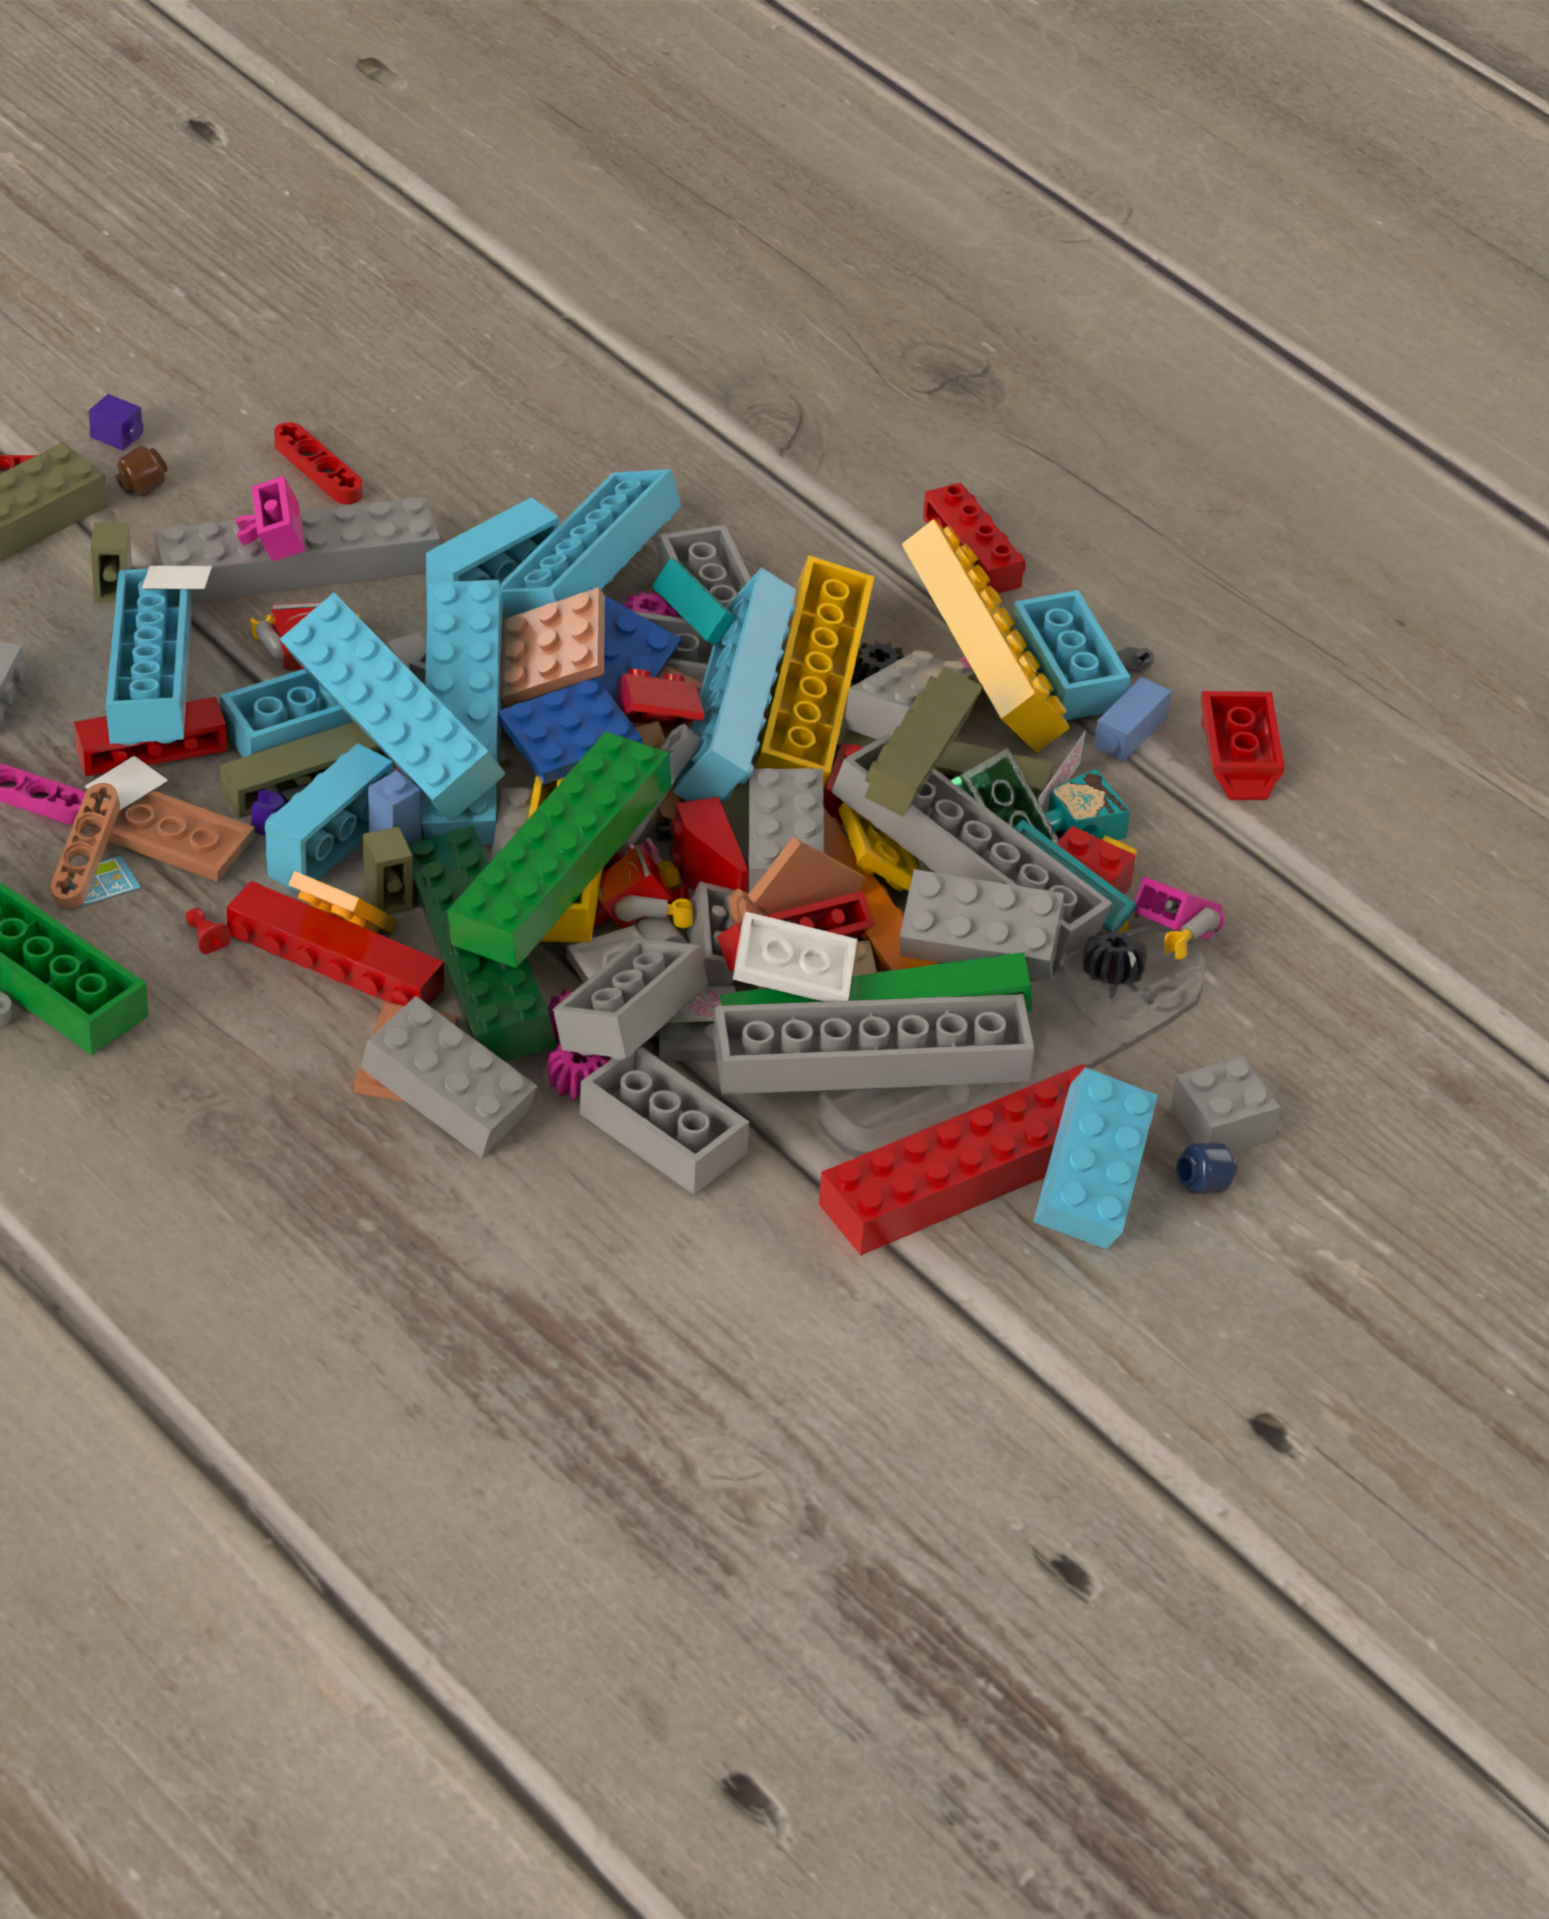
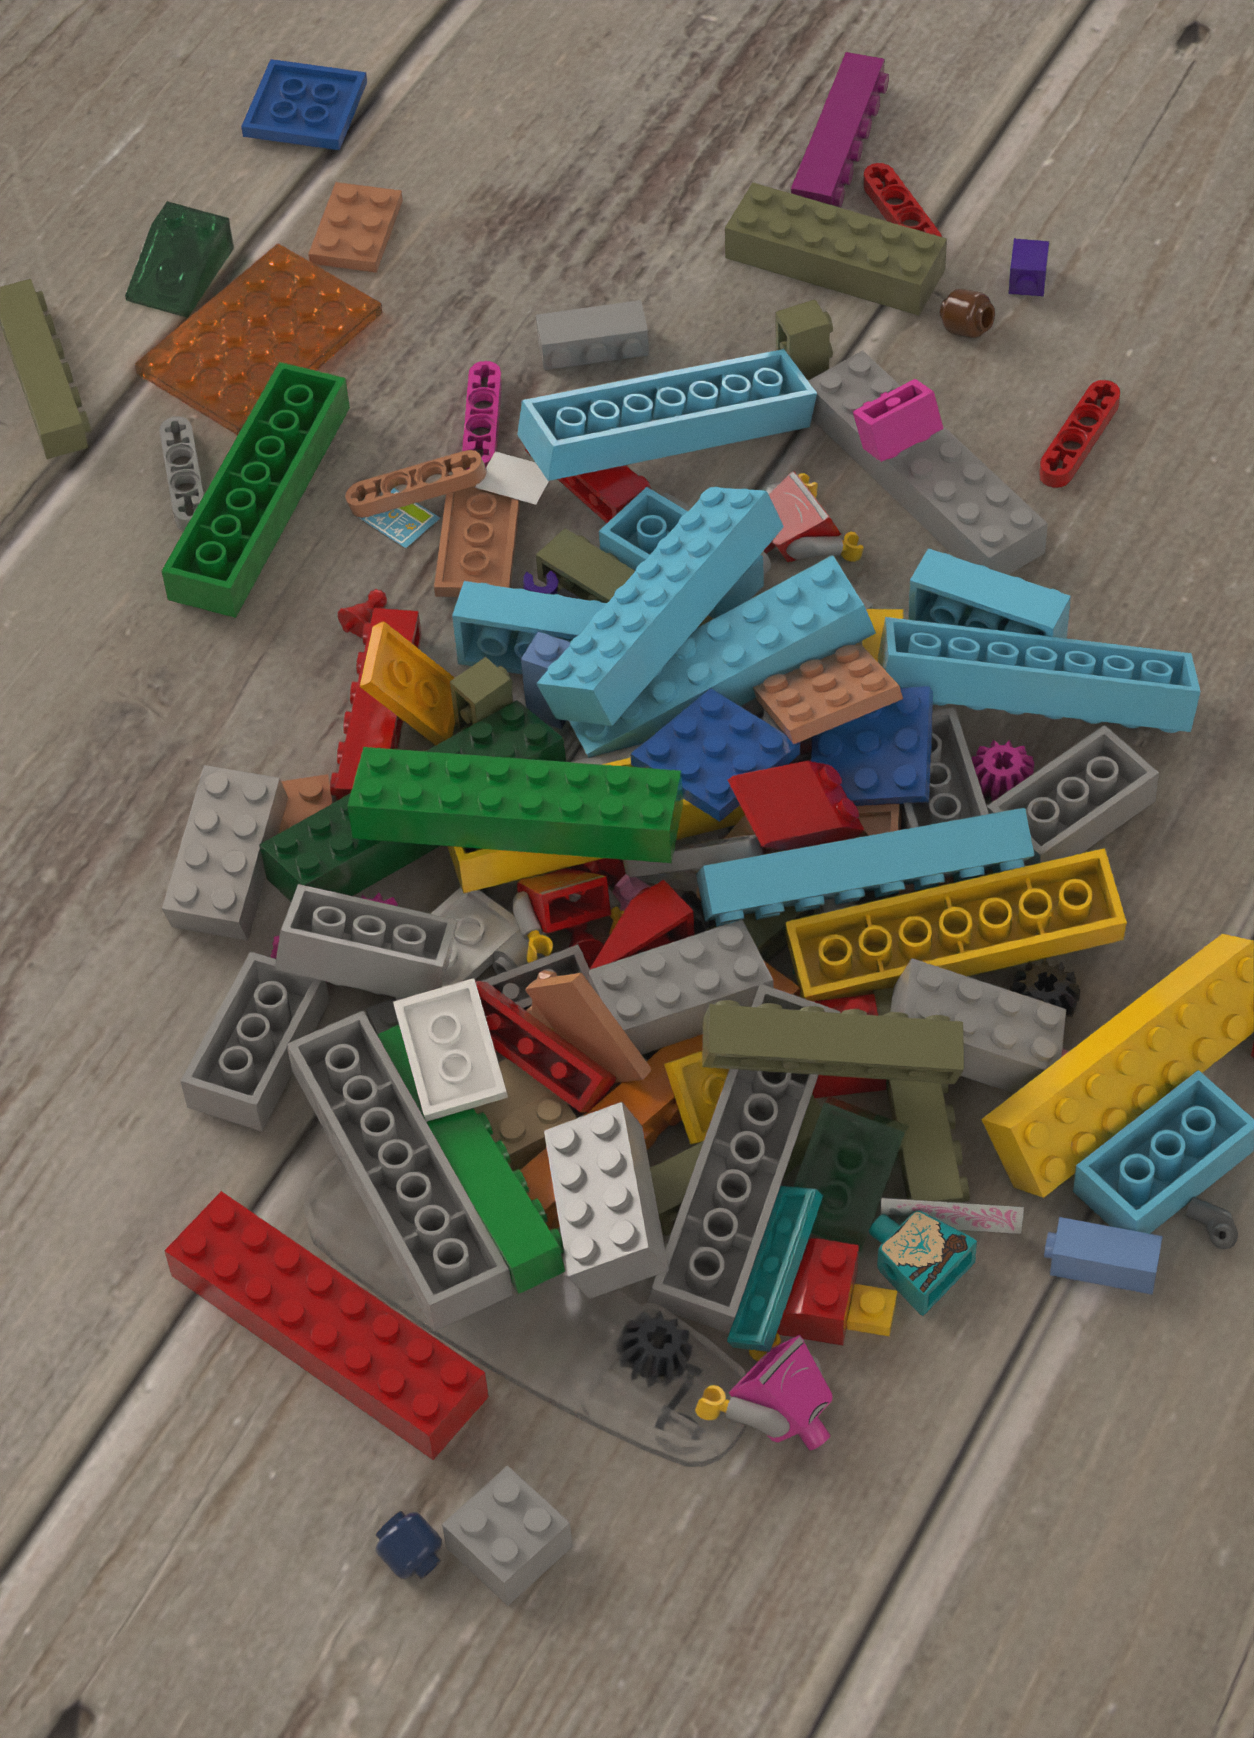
camera: 75 degrees right, 10 degrees up
(176, 577) = (788, 389): white sticker -> none
(693, 601) = (996, 784): teal tile -> none
(1095, 1158) = (334, 1424): medium azure brick -> none
(1243, 742) = (1127, 1374): red slope -> none

